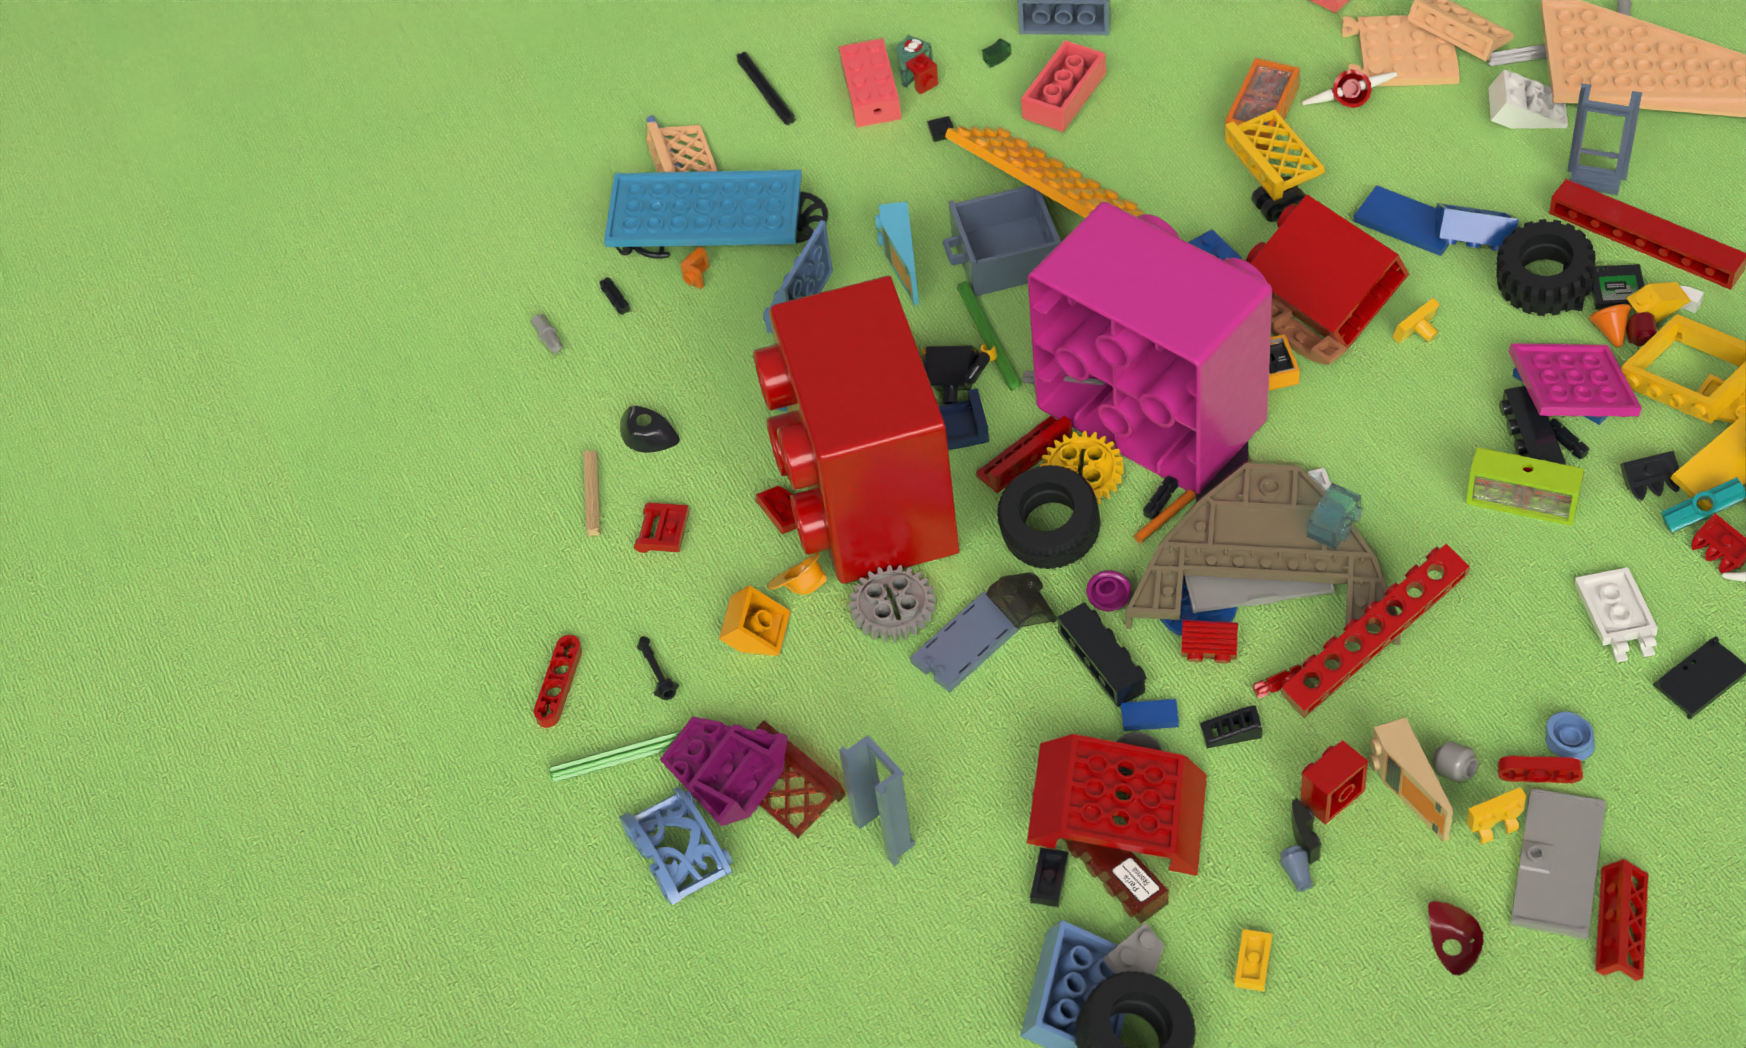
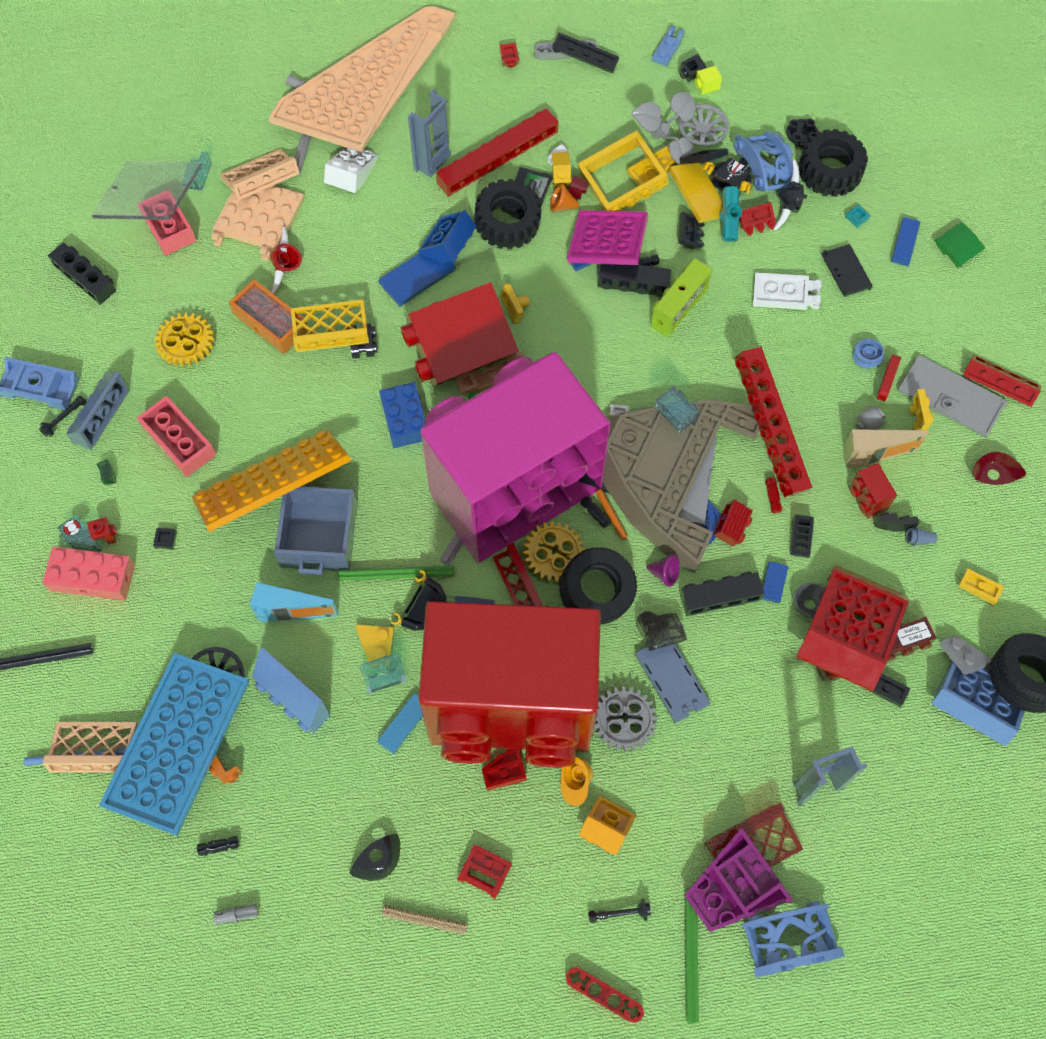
camera: 80 degrees left, 15 degrees up
(1210, 47) = (184, 339): none -> yellow gear

